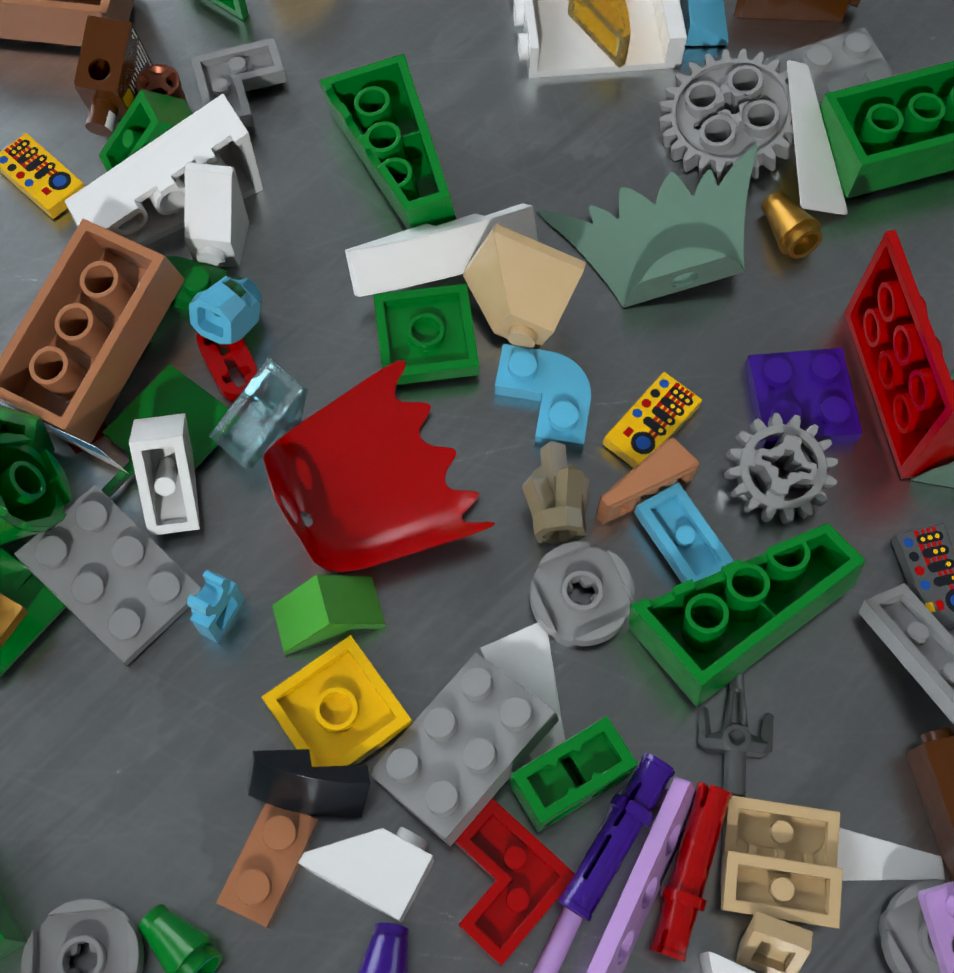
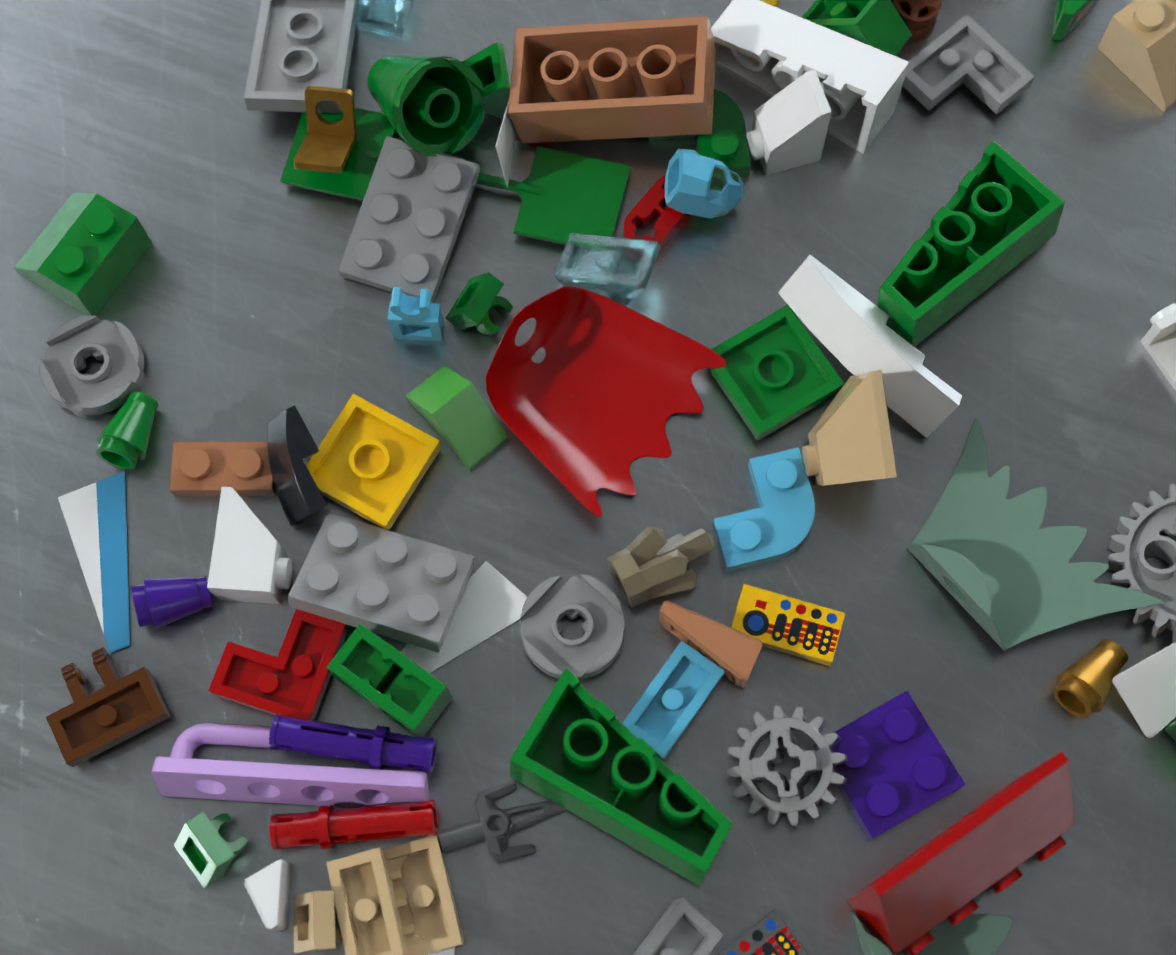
camera: 70 degrees right, 5 degrees up
(165, 474) = (515, 214): white slope -> none
(229, 547) = (475, 302): none -> green tile

